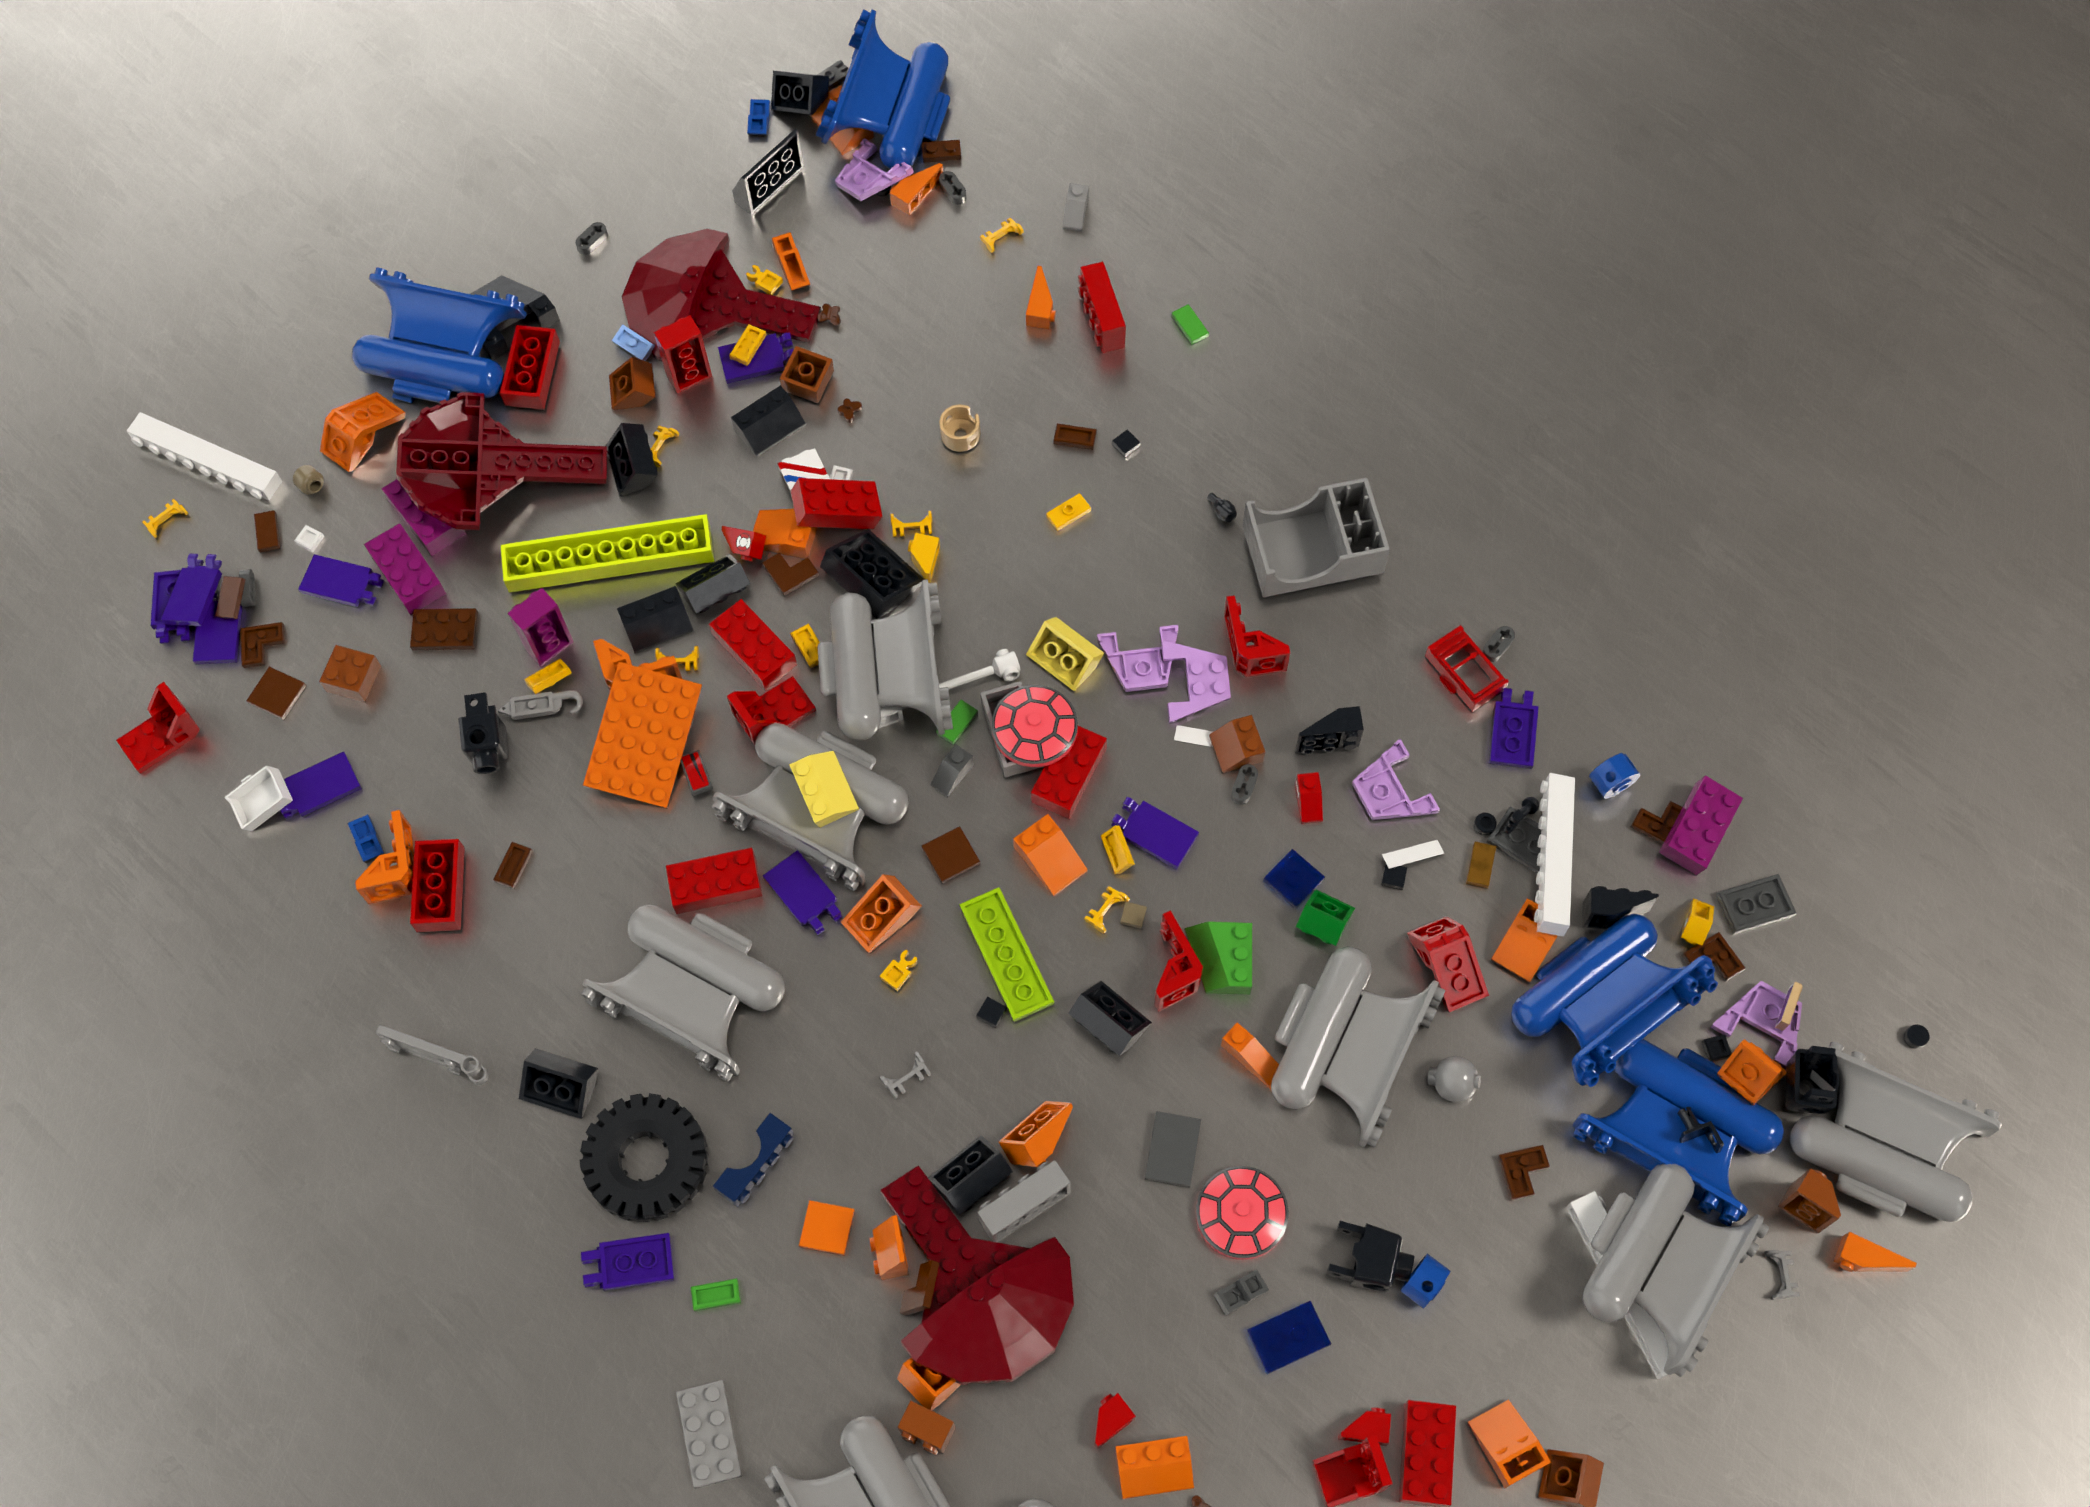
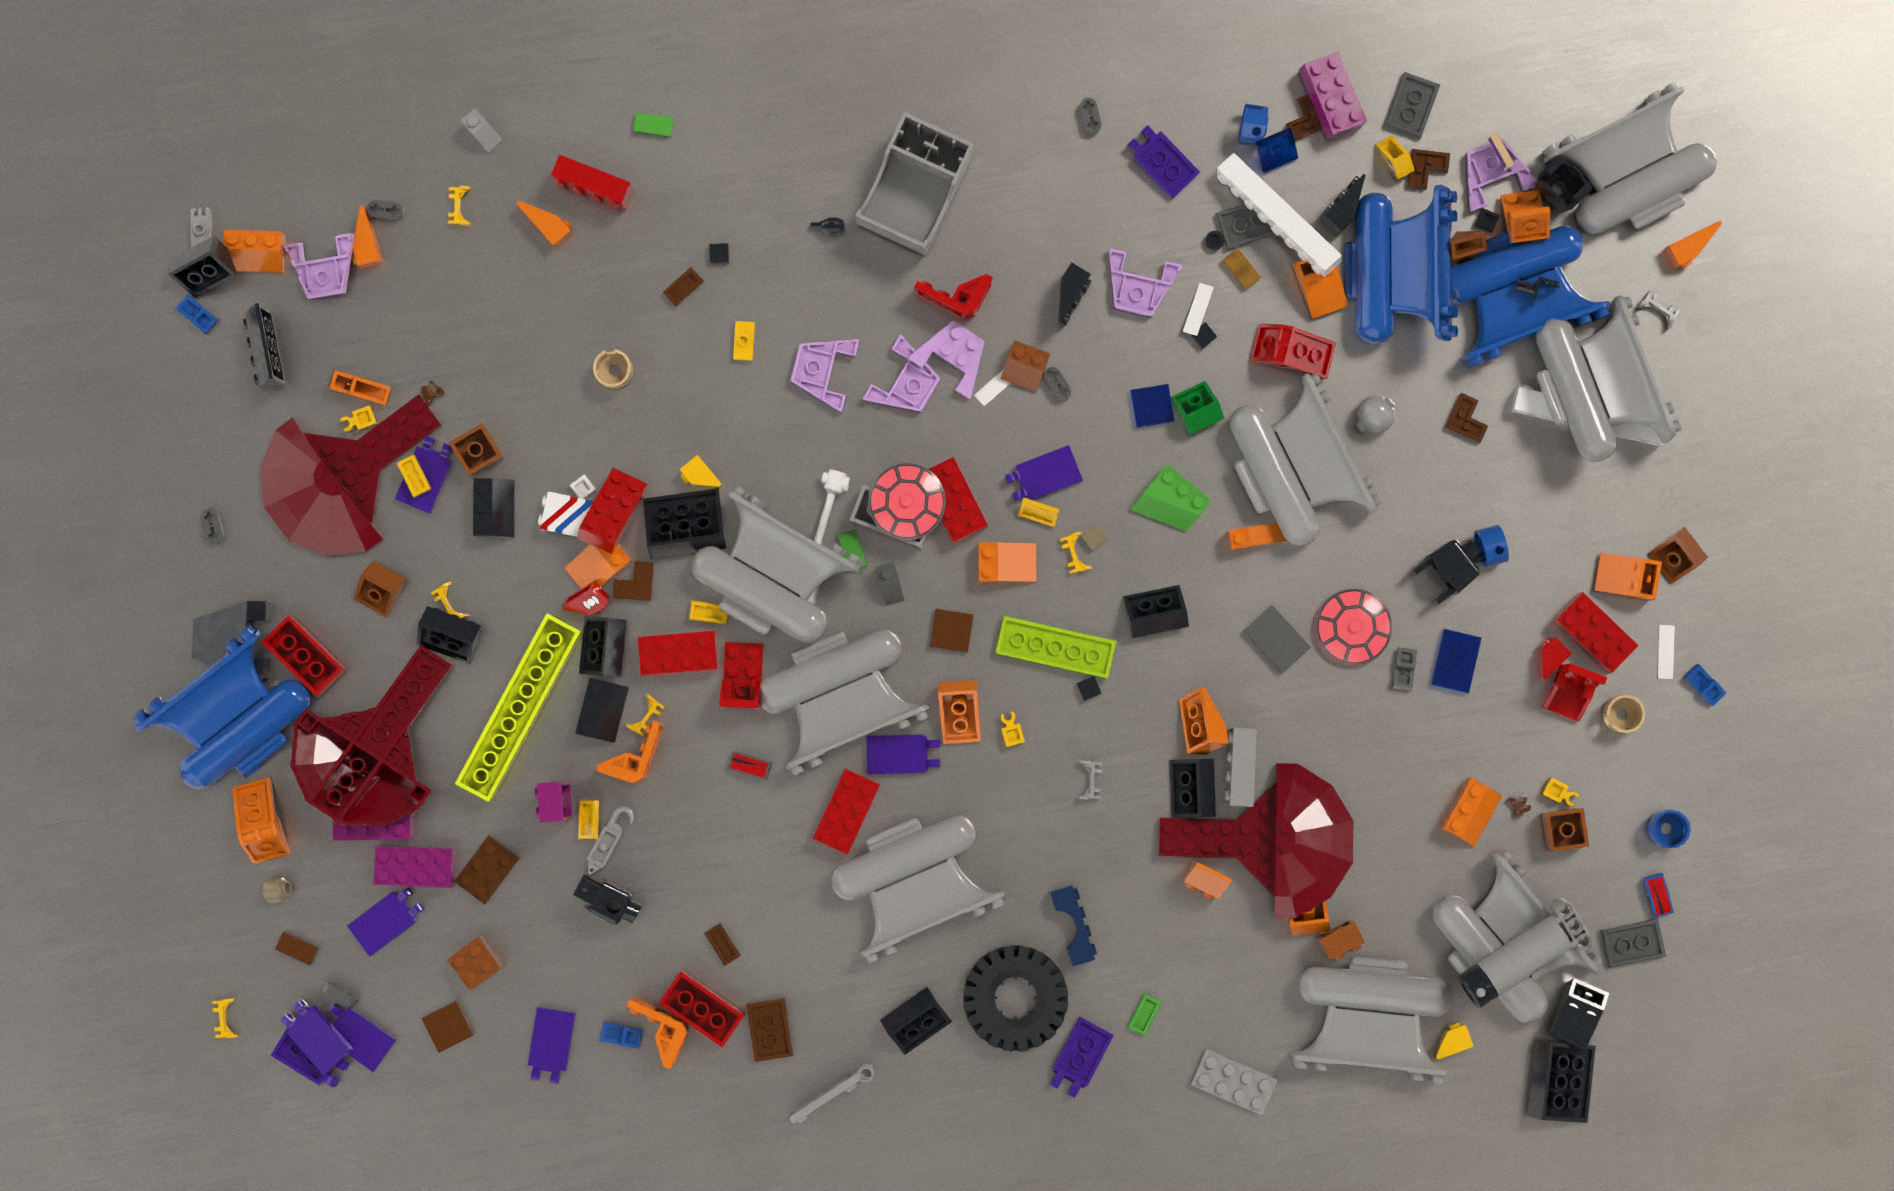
camera: 50 degrees left, 20 degrees up
(162, 733) = (417, 1133): red bracket -> none
(204, 456) = (192, 955): white brick -> none
(230, 597) = (343, 1012): reddish brown tile -> none
(255, 639) = (388, 1015): reddish brown tile -> none
(259, 797) = (533, 1092): white container -> none
(309, 538) = (328, 920): white tile -> none
(459, 960) = (769, 1029): none -> reddish brown plate
(633, 343) = (341, 561): light blue plate -> none
(642, 735) = (696, 785): orange plate -> none
(683, 354) = (393, 534): red brick -> none
(824, 787) = (845, 687): light yellow slope -> none
(826, 1228) = (1155, 909): orange tile -> none
(848, 409) = (527, 438): reddish brown piece -> none
(890, 94) = (266, 199): blue piece -> none
(898, 525) = (671, 451): yellow piece -> none
(920, 1297) = (1253, 880): reddish brown tile -> none
(941, 151) = (342, 192): reddish brown plate -> none
(1064, 653) = (859, 432): light yellow slope -> none
(1094, 579) = (815, 365): none -> lavender wing
(1112, 1418) = (1421, 815): red slope -> none
(1182, 971) = (1166, 551): red bracket -> none
(1309, 797) = (1103, 348): red slope -> none
(1449, 645) = (1068, 157): red piece -> none
(1529, 806) = (1227, 199): black hinge -> none
(1610, 812) = (1276, 150): none -> clear blue tile
(1677, 1038) = (1466, 245): none -> dark orange slope
(1812, 1201) = (1633, 252): dark orange slope -> none
(1820, 1081) = (1568, 179): light grey piece -> none
(1916, 1036) = (1580, 80): black tile -> none

